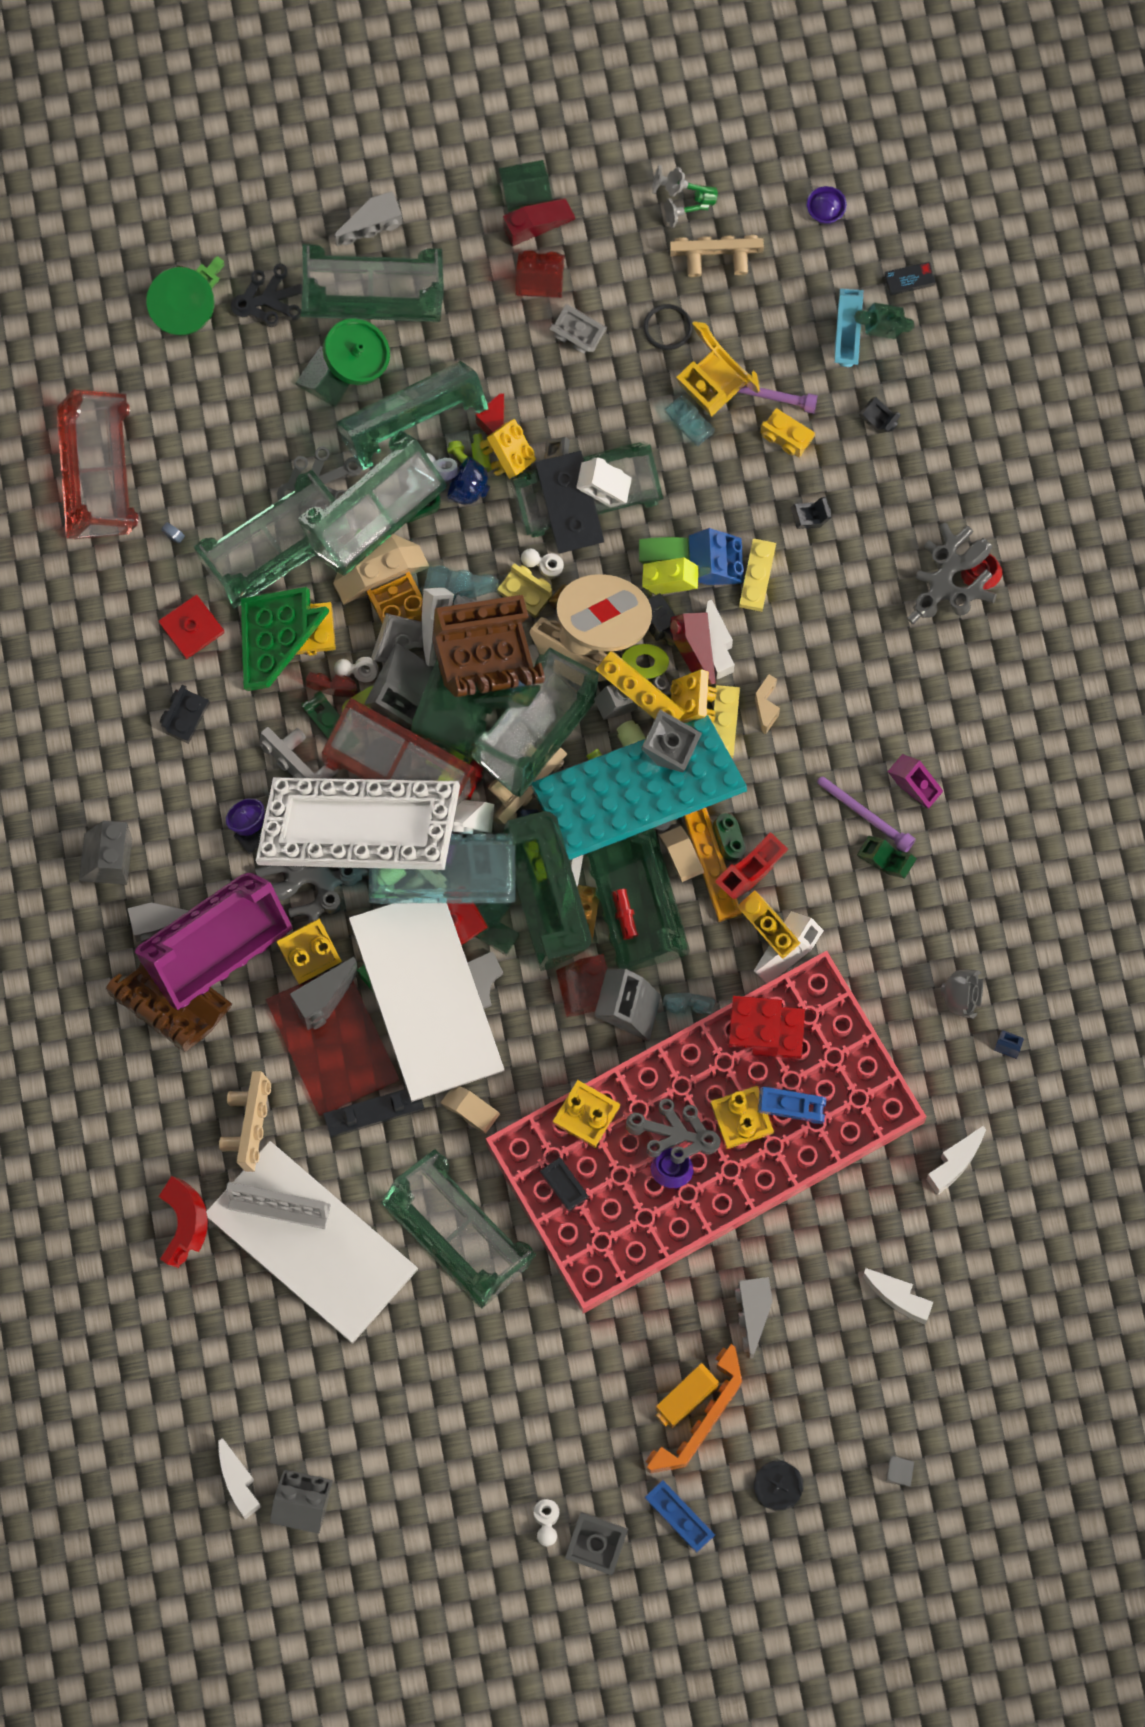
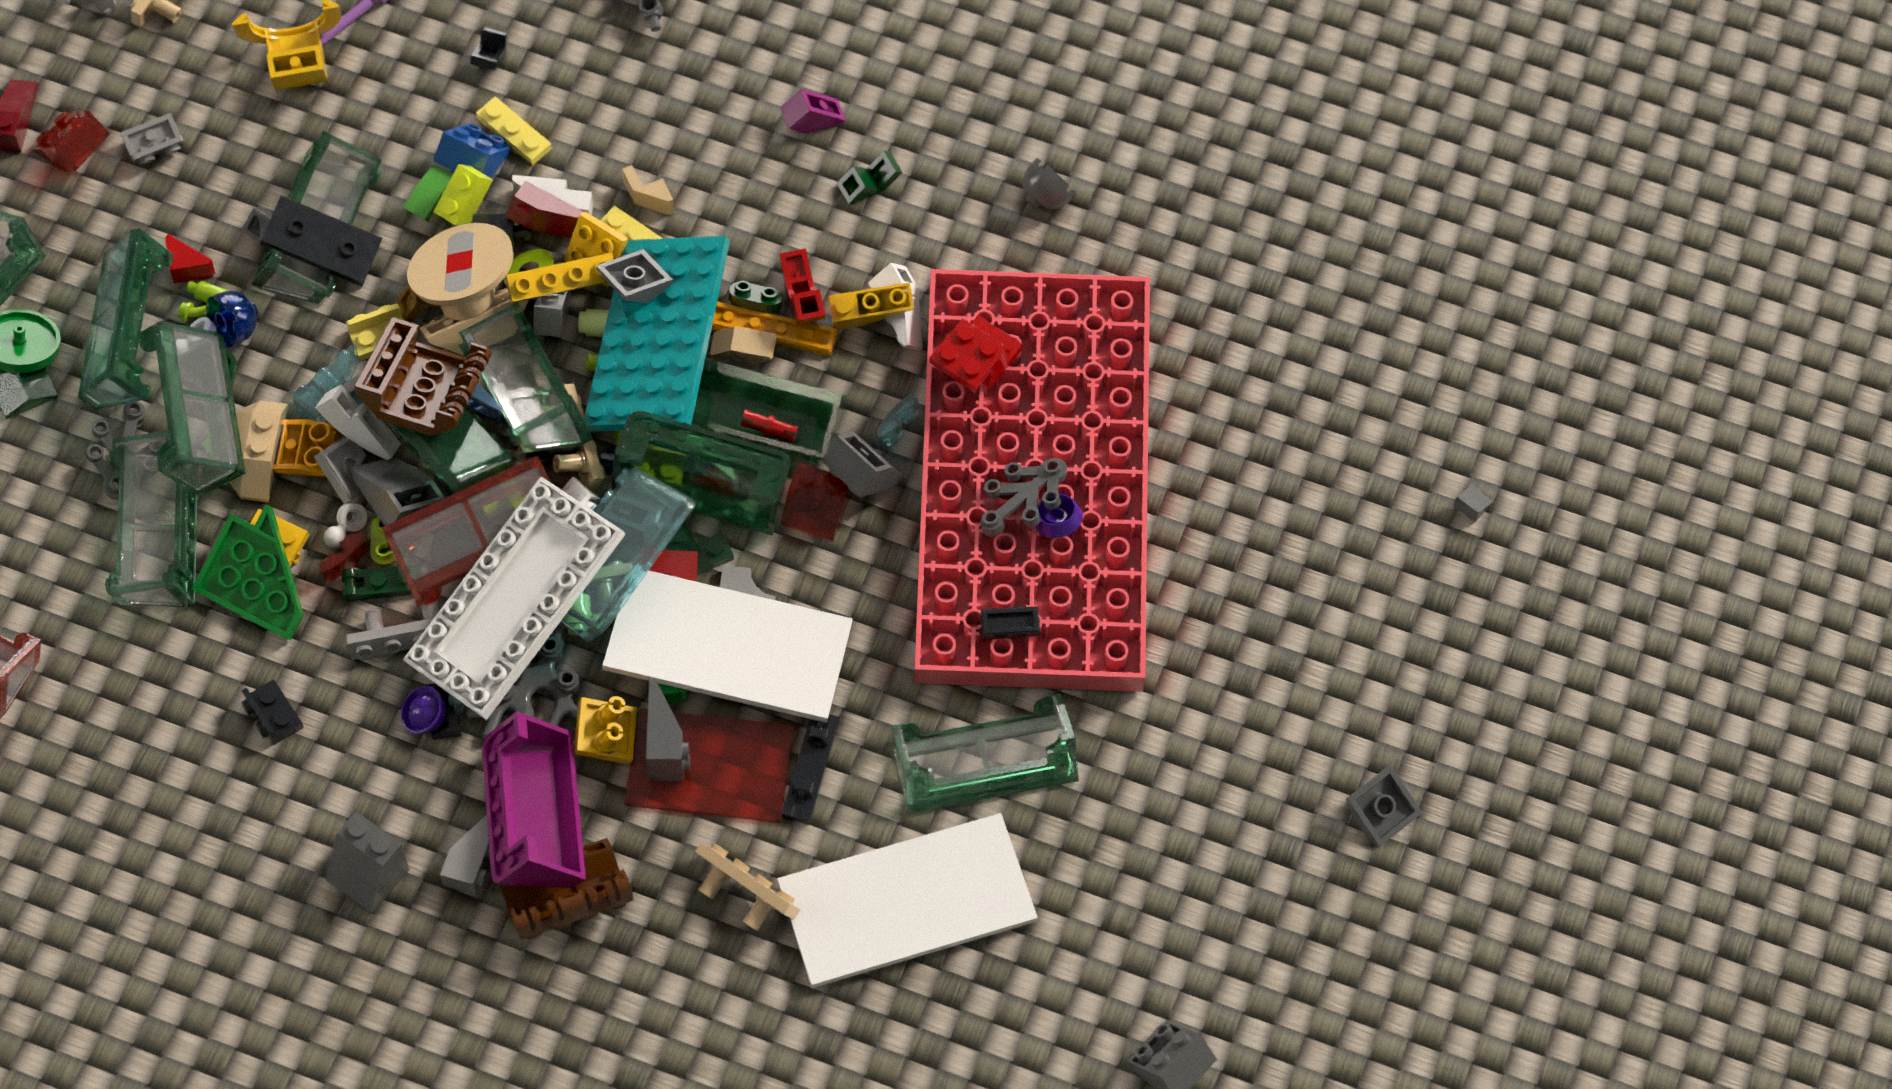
camera: 60 degrees left, 10 degrees down
(172, 532) = (73, 613): sand blue tile -> none
(191, 627) = (184, 654): red plate -> none
(191, 1220) = (814, 997): red arch -> none
(278, 1205) = (854, 901): light grey fence -> none
(470, 1108) = (874, 670): tan slope -> none
(509, 698) = (486, 390): clear green slope -> none
(510, 449) = (238, 258): yellow plate -> none
(531, 558) = (349, 308): white plate -> none
(546, 1535) = (1347, 847): white plate -> none
(586, 1113) = (953, 561): yellow plate -> none
(604, 482) = (327, 196): white brick -> none
(664, 1460) = (1281, 587): orange slope -> none
(667, 347) = (213, 88): black tyre -> none
(679, 1516) = (1401, 717): blue plate -> none
(686, 1396) = (1288, 638): light orange slope -> none
(689, 421) = (312, 102): clear light blue slope -> none
(739, 1117) = (1048, 428): yellow plate -> none
(756, 1303) = (1238, 534): light grey slope -> none
(778, 1485) = (1422, 615): black tile -> none
(787, 433) = (393, 28): yellow bracket -> none
(791, 1105) = (1066, 376): blue plate -> none
(898, 1296) = (1303, 405): white slope -> none
(902, 841) = (863, 156): medium lavender piece -> none
(955, 1161) = (1204, 285): white slope -> none
(1009, 1044) = (1119, 182): dark blue slope -> none

